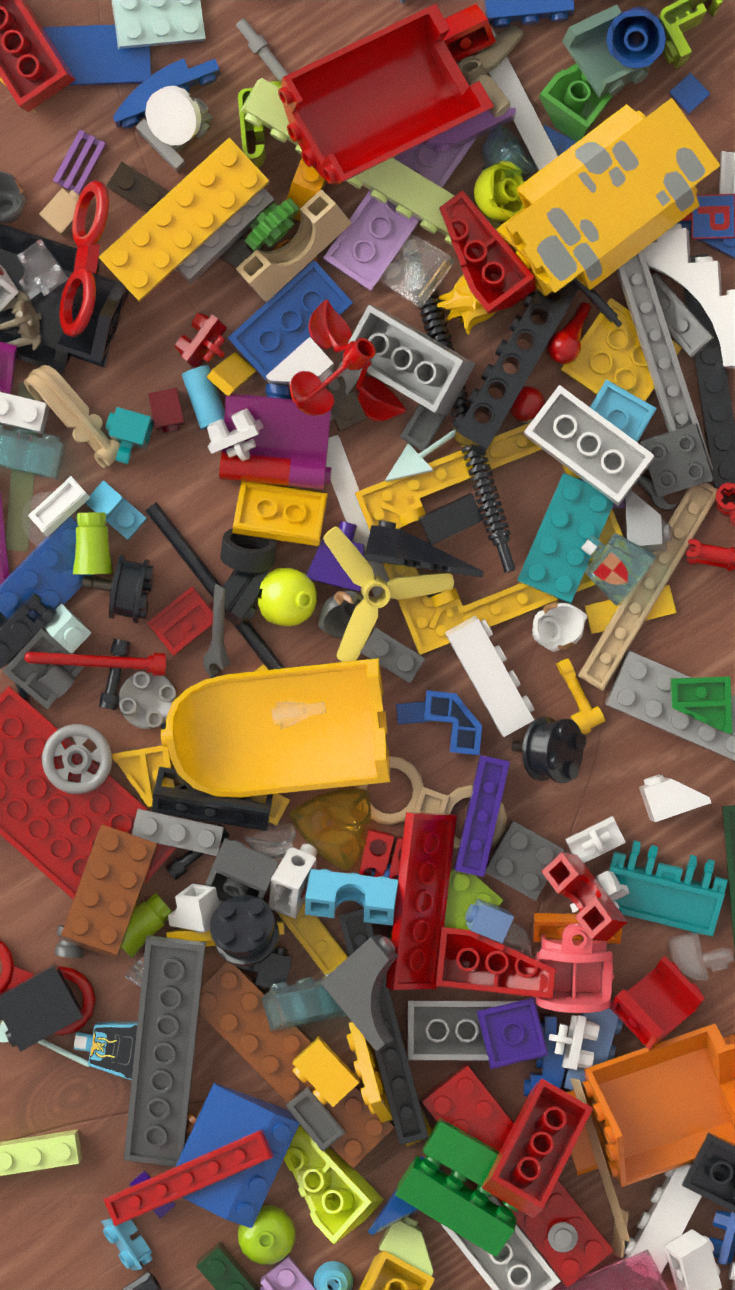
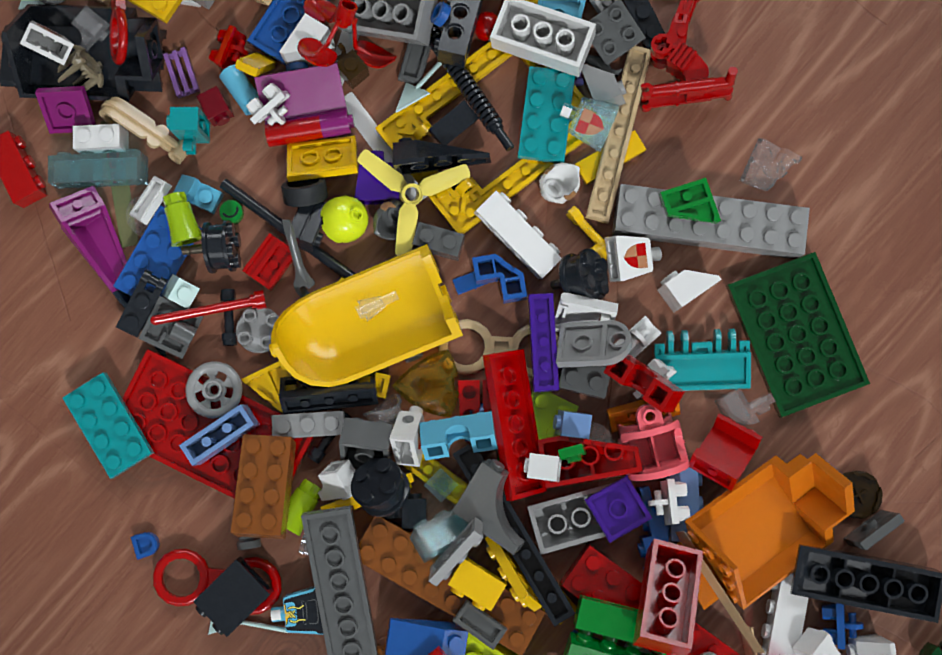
camera: 10 degrees left, 5 degrees down
(72, 816) = (219, 435): none -> medium blue brick
(133, 326) = (175, 55): none -> medium lavender tile
(151, 545) = (231, 211): none -> green tile
(312, 1029) = (456, 552): none -> light grey plate
(314, 946) = (440, 484): none -> clear light blue plate
(439, 961) = (543, 467): none -> white brick
(472, 386) = (440, 13): none -> blue tile
(477, 955) = (572, 453): none -> green plate
(536, 834) = (592, 343): none -> light grey tile
(537, 797) = (581, 308): none -> white container
(615, 741) = (630, 257): none -> white torso

